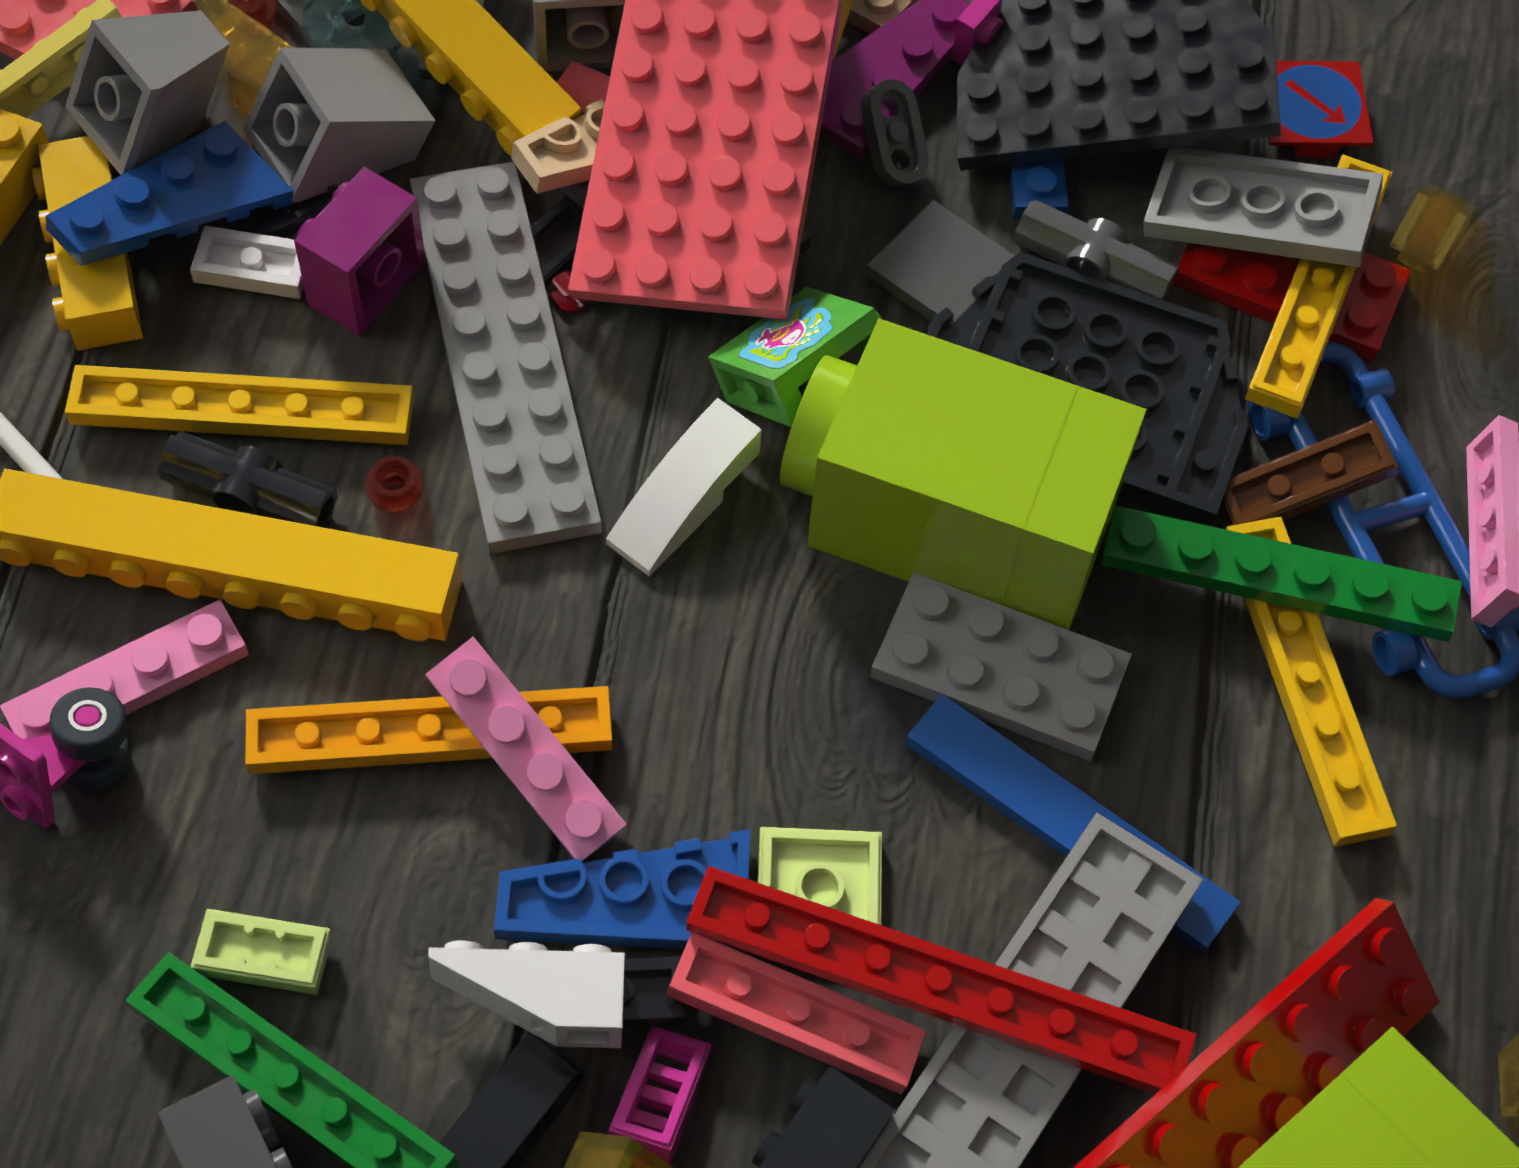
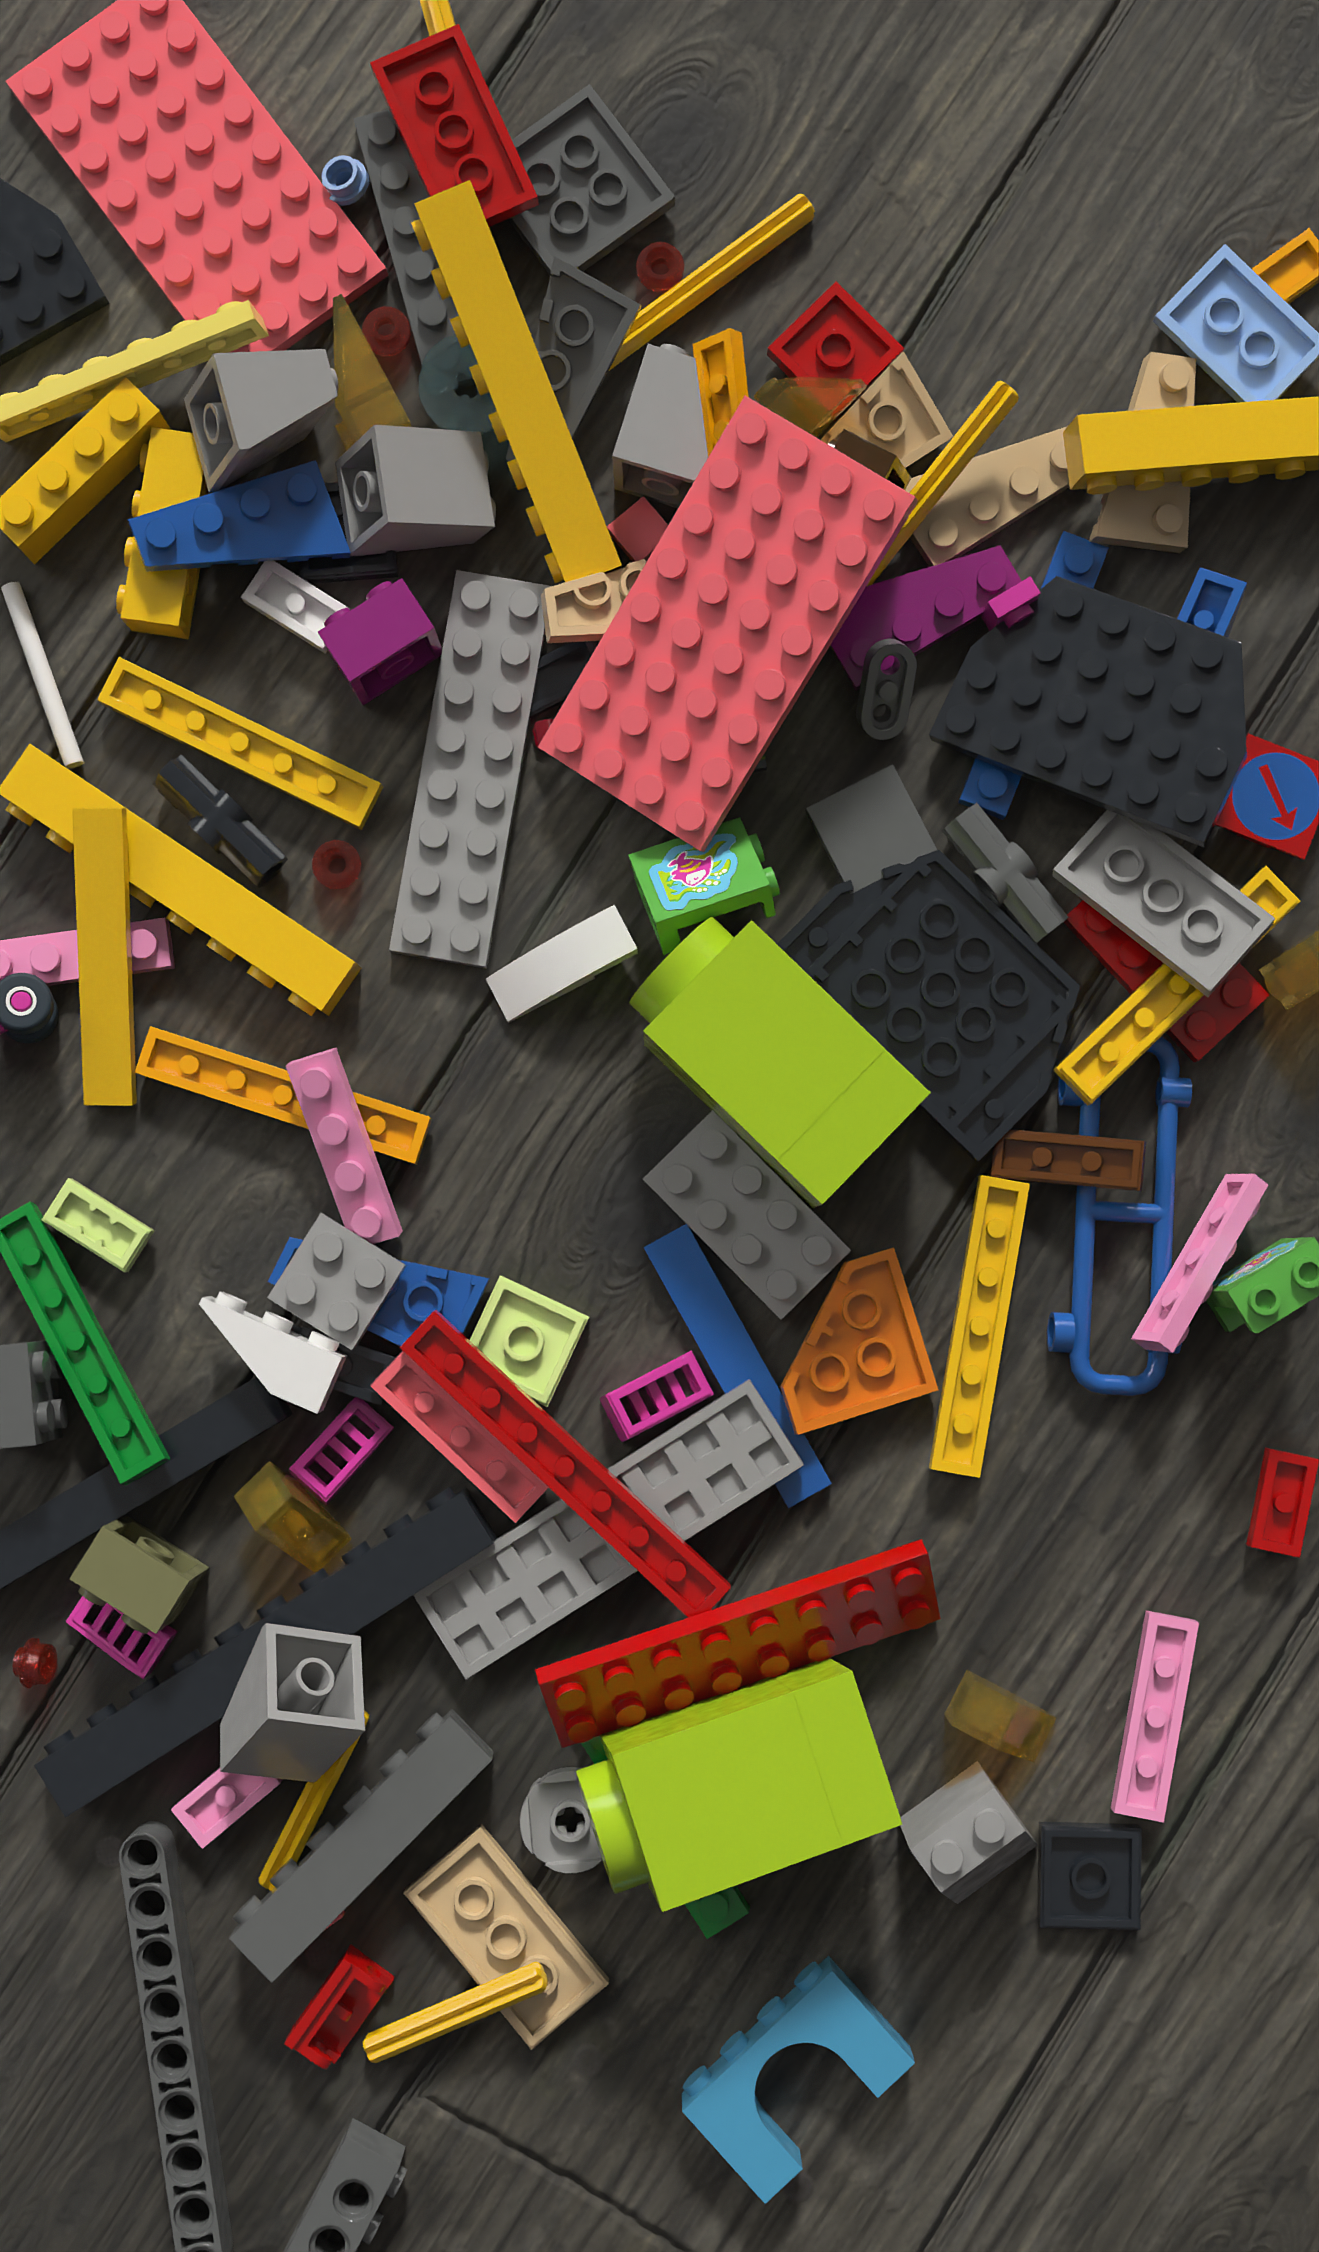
camera: 30 degrees right, 25 degrees up
(168, 654) = (104, 956): none -> yellow tile
(577, 889) = (337, 1281): none -> light grey plate
(973, 920) = (619, 1417): none -> dark pink slope
(1194, 747) = (859, 1349): none -> orange plate
(1282, 573) = (999, 1239): green plate -> none

